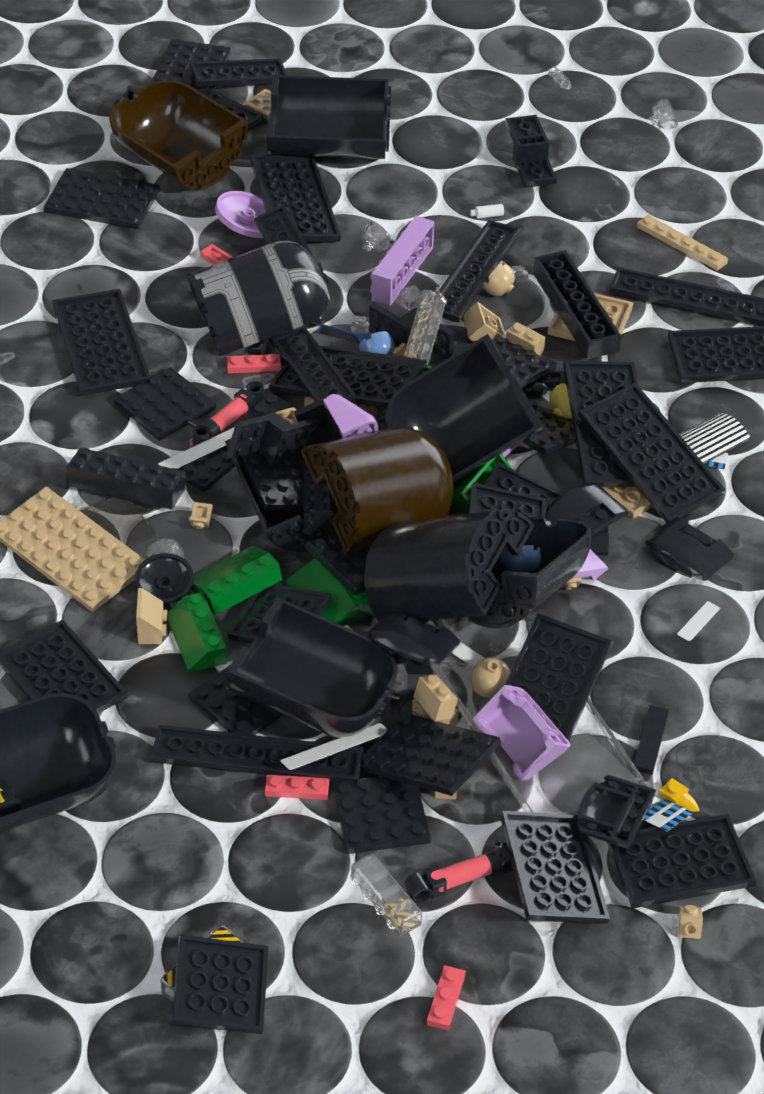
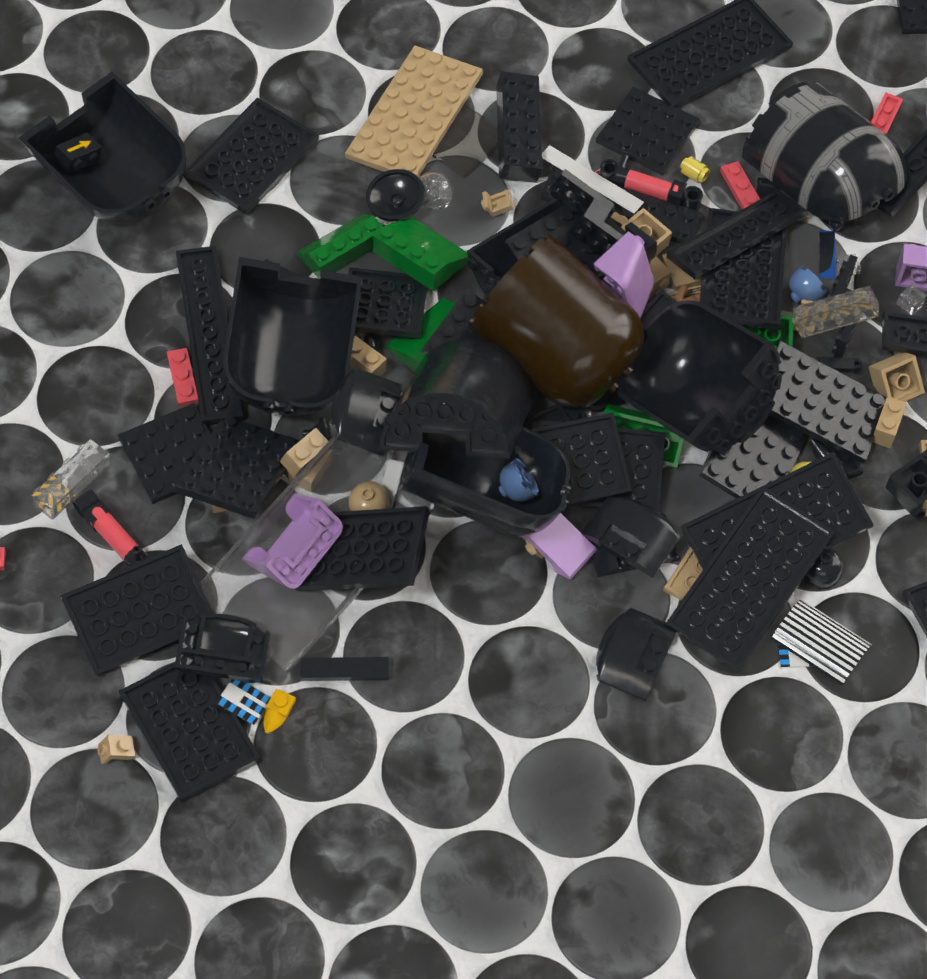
camera: 70 degrees right, 15 degrees up
(150, 618) = (340, 197): tan slope -> none
(224, 383) = (694, 169): none -> light yellow brick
(333, 747) = (219, 380): white sticker -> none
(698, 621) = (533, 684): white sticker -> none

